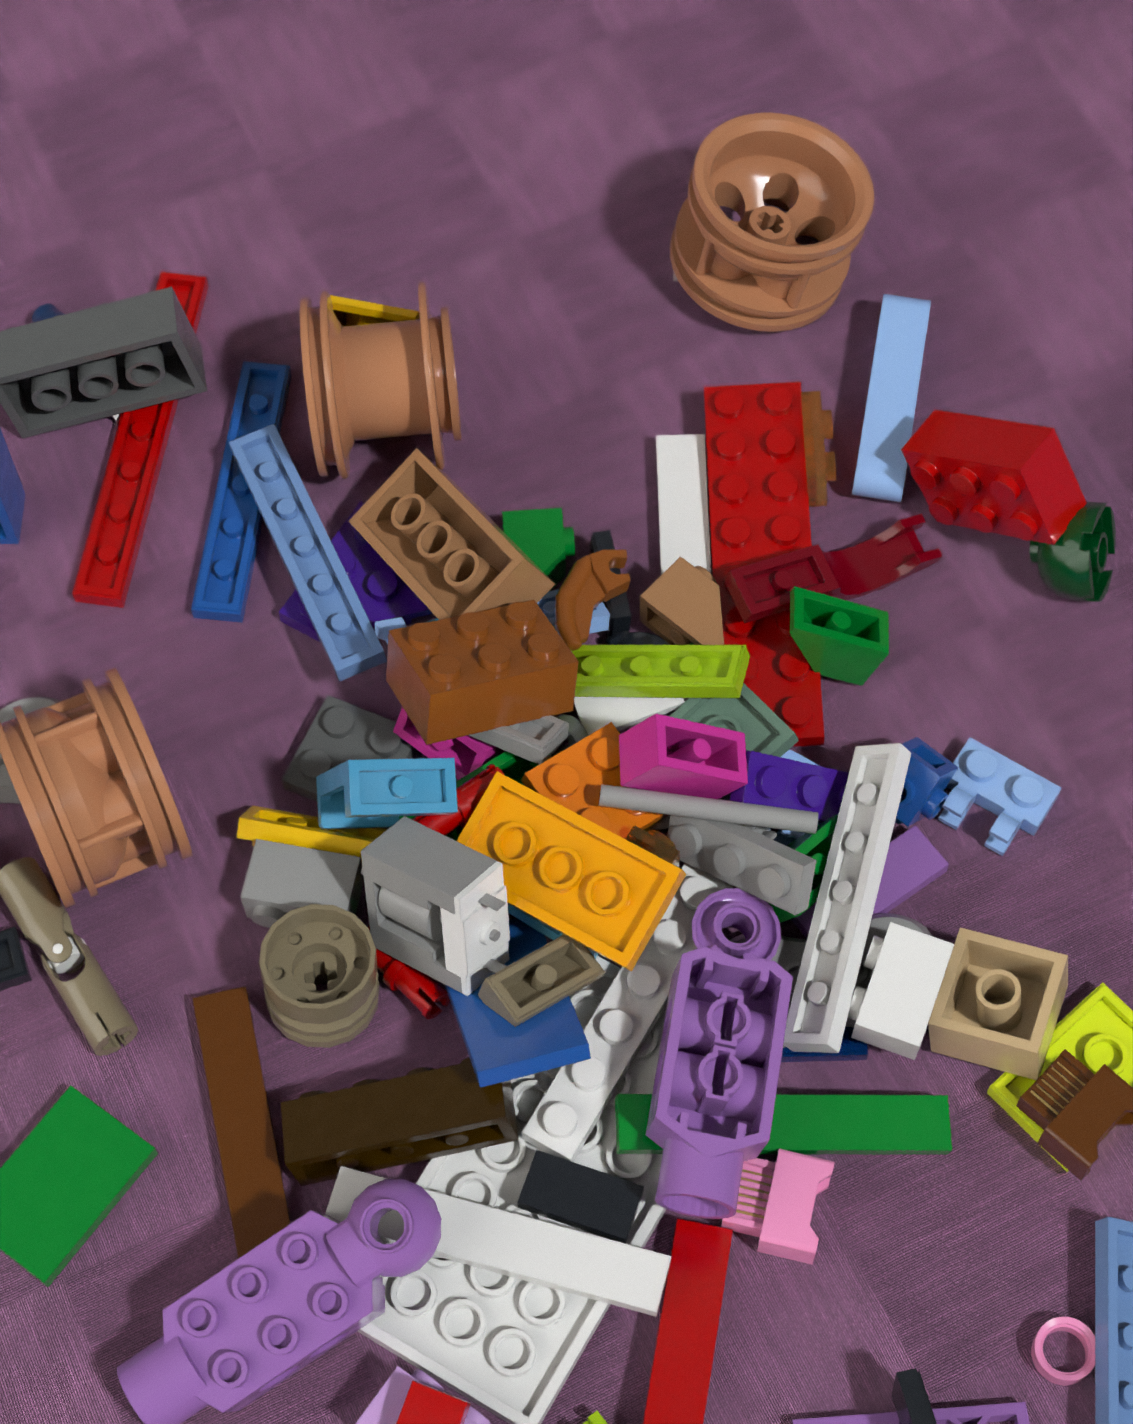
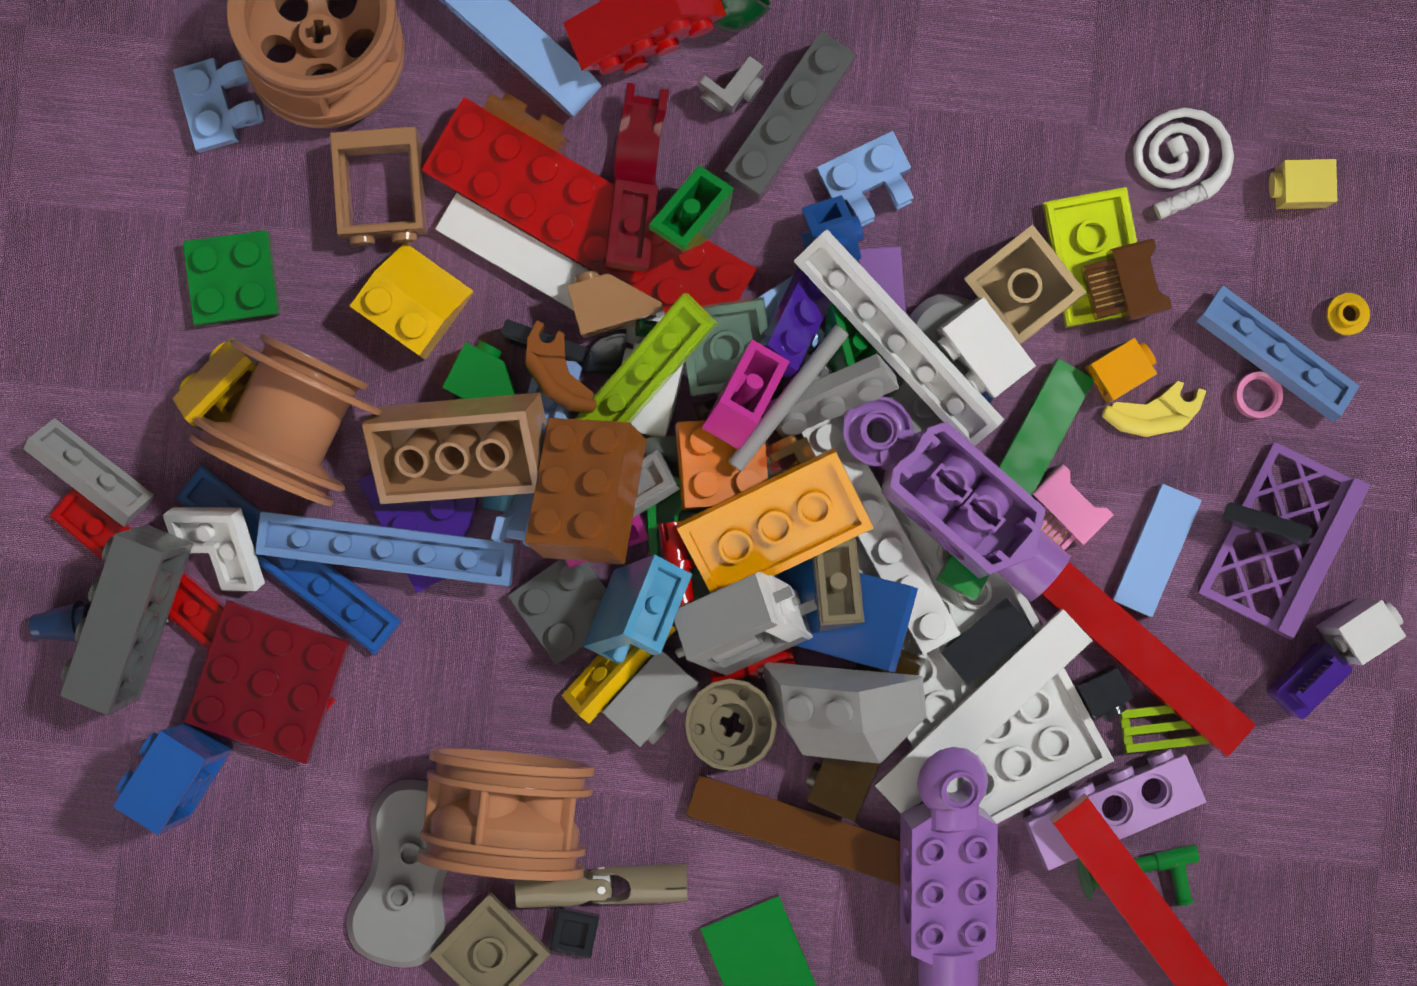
camera: 55 degrees left, 25 degrees up
(104, 527) = (267, 682): none -> dark red plate
(223, 278) = (88, 472): none -> light grey plate
(229, 407) = (225, 537): none -> white plate
(405, 1067) = (845, 710): none -> light grey wedge
(490, 300) = (231, 278): none -> green plate
(570, 451) = (412, 300): none -> yellow slope
(604, 1374) = (1104, 693): none -> black plate
(636, 200) = (207, 104): none -> light blue plate
(695, 332) = (371, 143): none -> medium nougat window
(809, 1340) = (1156, 550): none -> light blue tile
(962, 1252) = (1158, 417): none -> light yellow piece
(984, 1171) = (1122, 369): none -> light orange brick
(991, 618) = (743, 86): none -> light grey bracket
(1001, 679) = (790, 116): none -> dark grey brick

